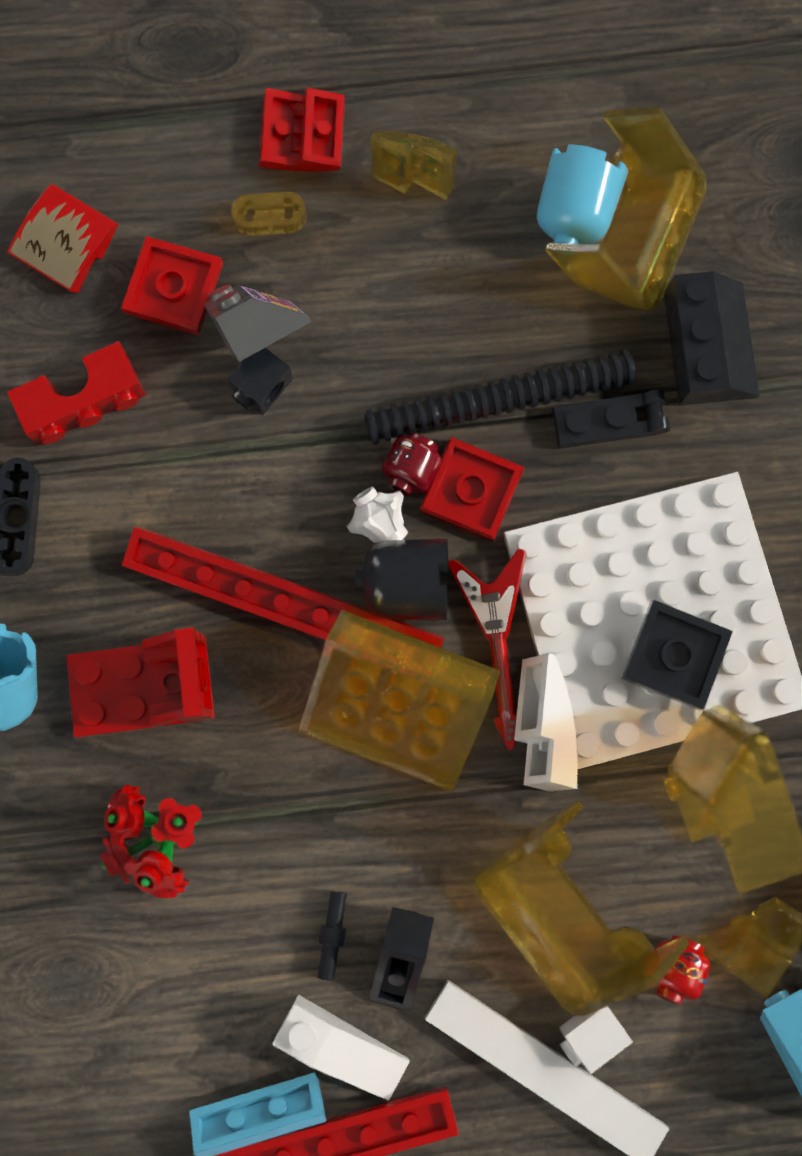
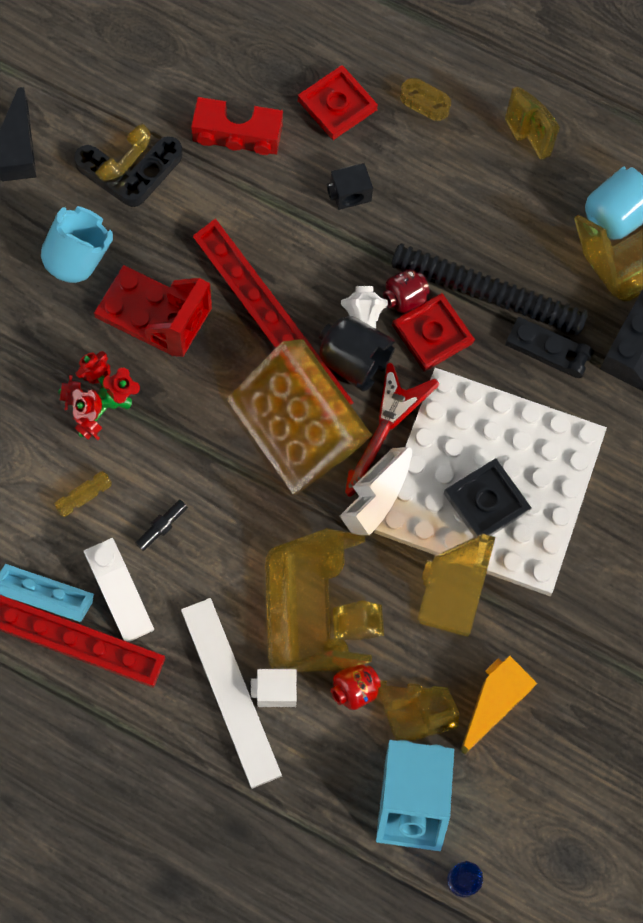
camera: 30 degrees right, 10 degrees down
(62, 237) = (292, 36): slope -> none
(217, 962) = (83, 493): none -> clear yellow axle
(252, 319) = (370, 146): dark grey slope -> none
(301, 130) = (479, 65): red slope -> none
(401, 958) = (192, 564): black slope -> none
(628, 891) = (358, 621): none -> clear yellow brick

